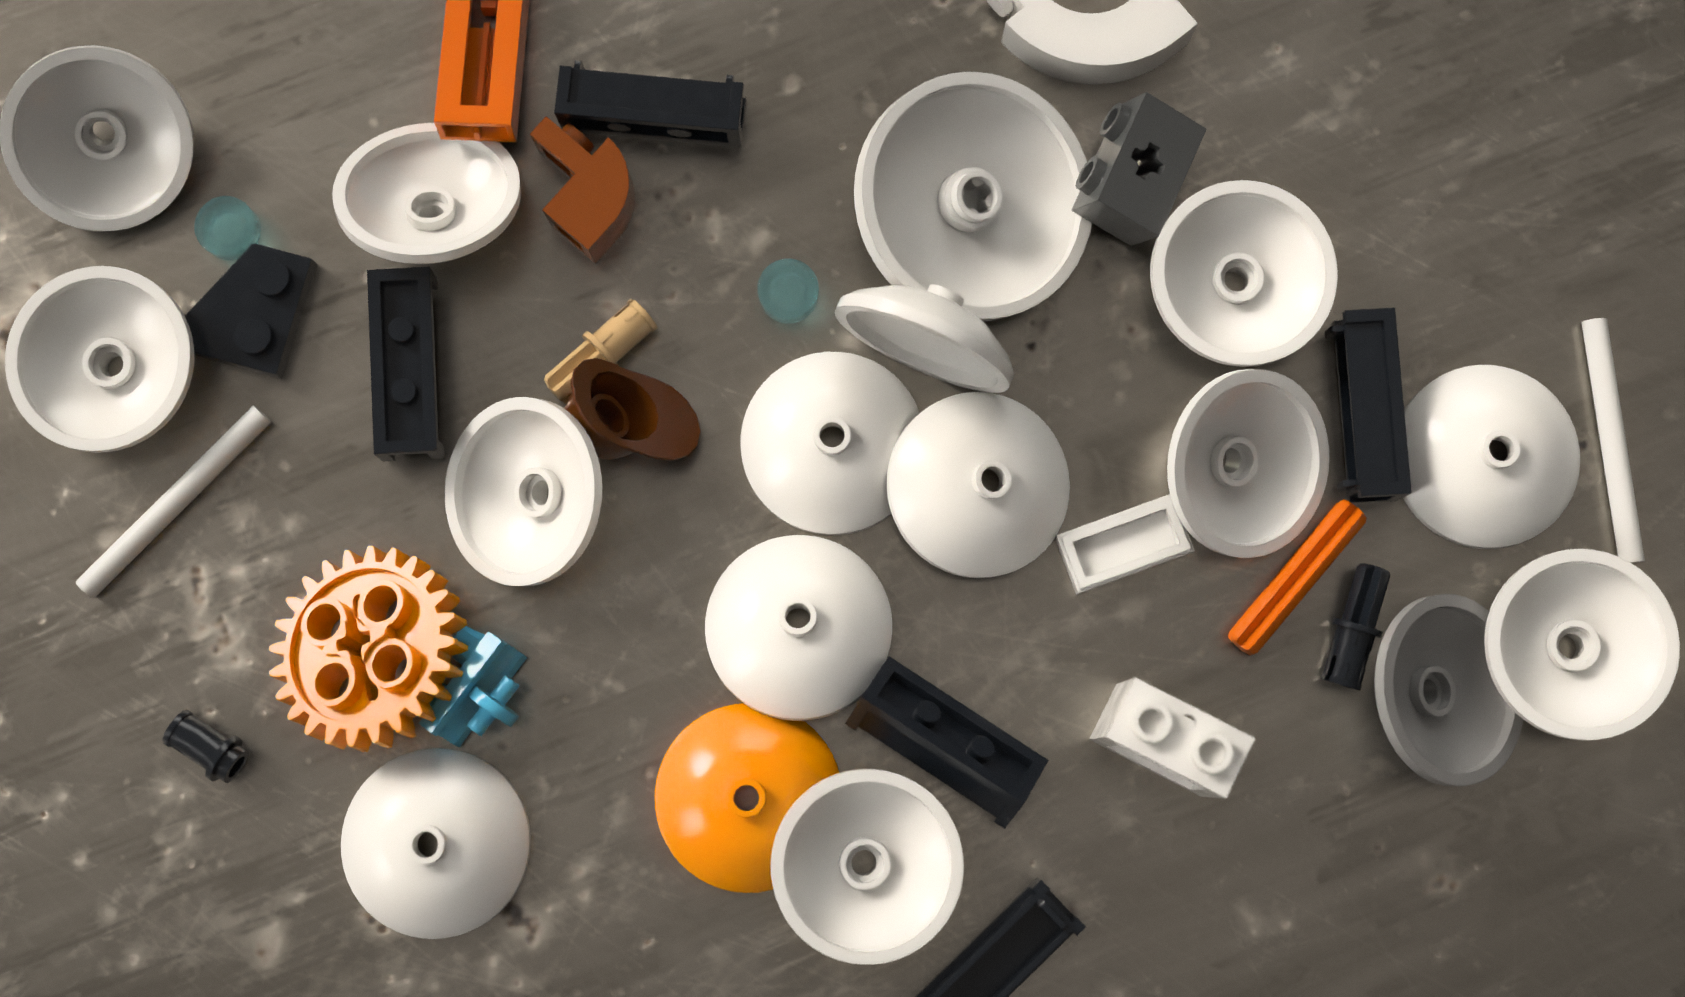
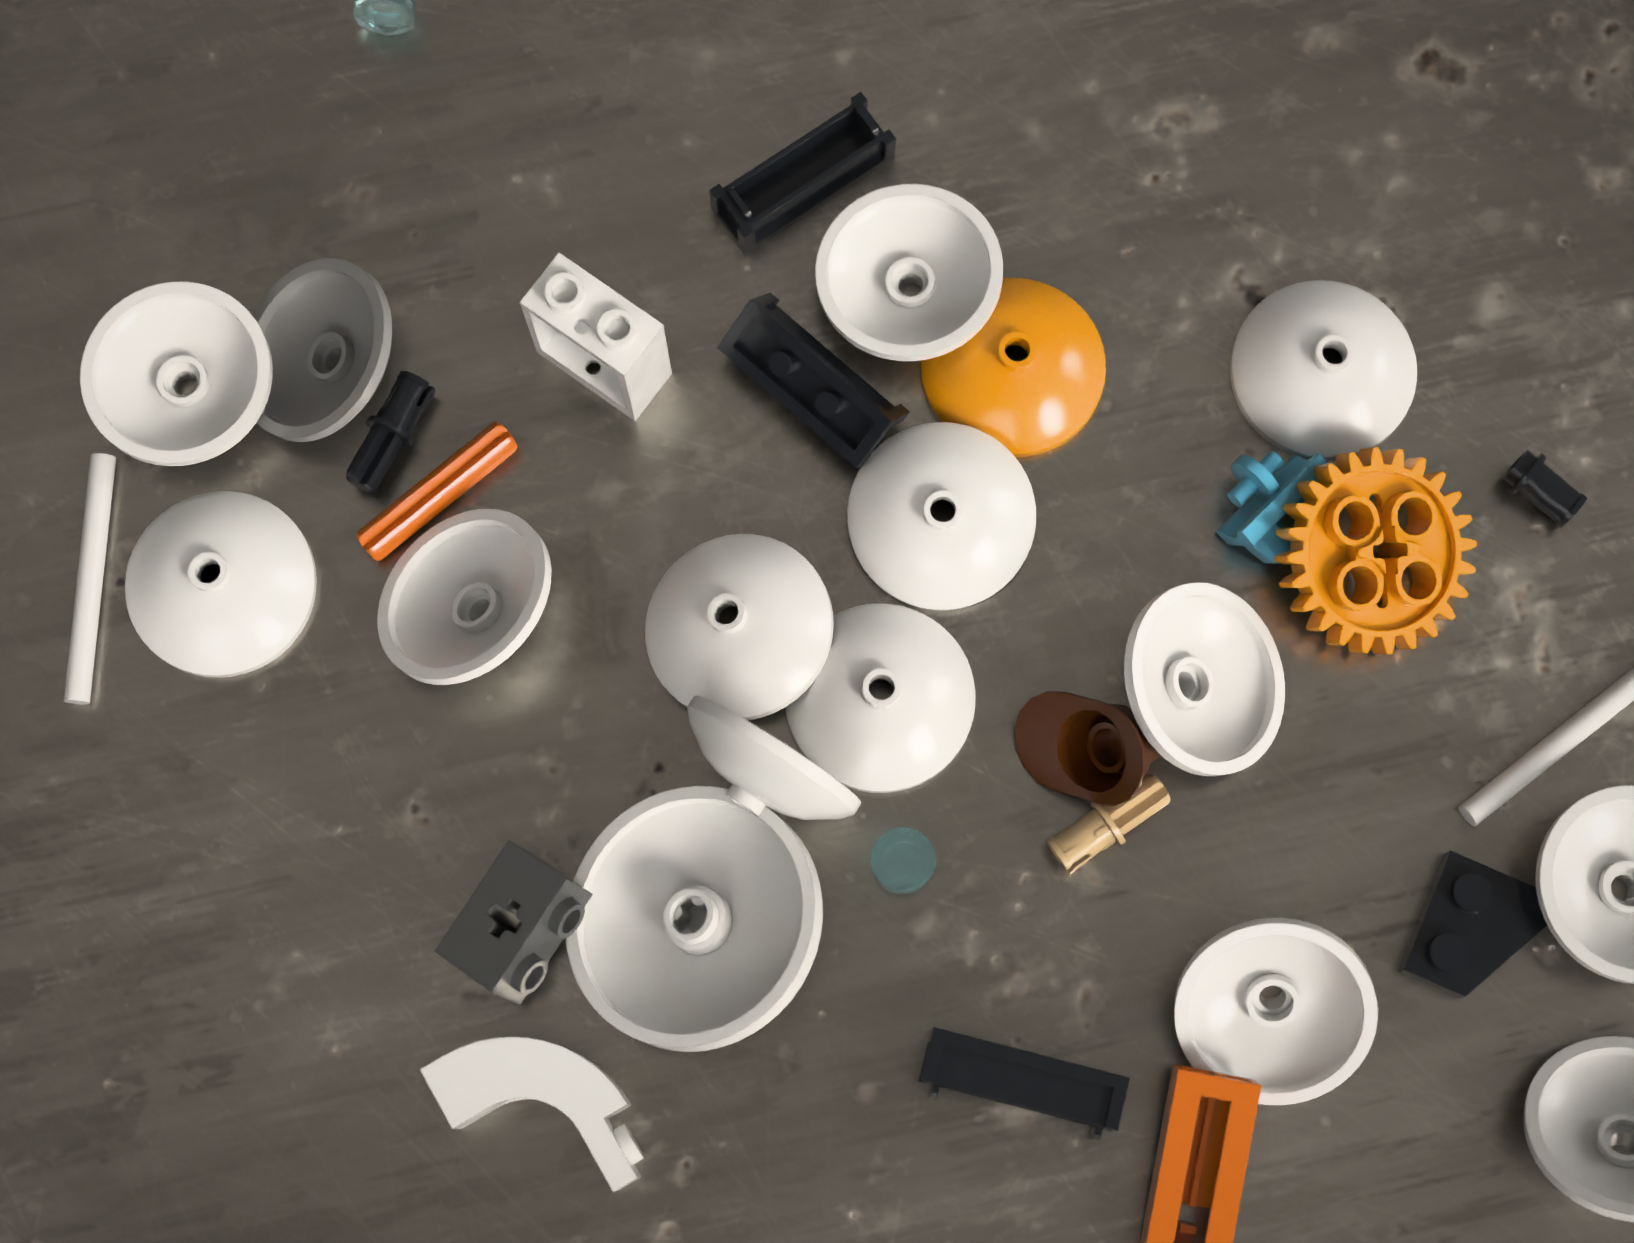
camera: 175 degrees left, 5 degrees down
(227, 227) = (1492, 1021): clear light blue tile -> none
(403, 362) = (1317, 830): black container -> none
(599, 196) = (1086, 995): dark orange brick -> none
(1123, 544) = (605, 549): white tile -> none
(1276, 251) = (396, 763): white dish -> none
(1371, 406) = (326, 643): black container -> none

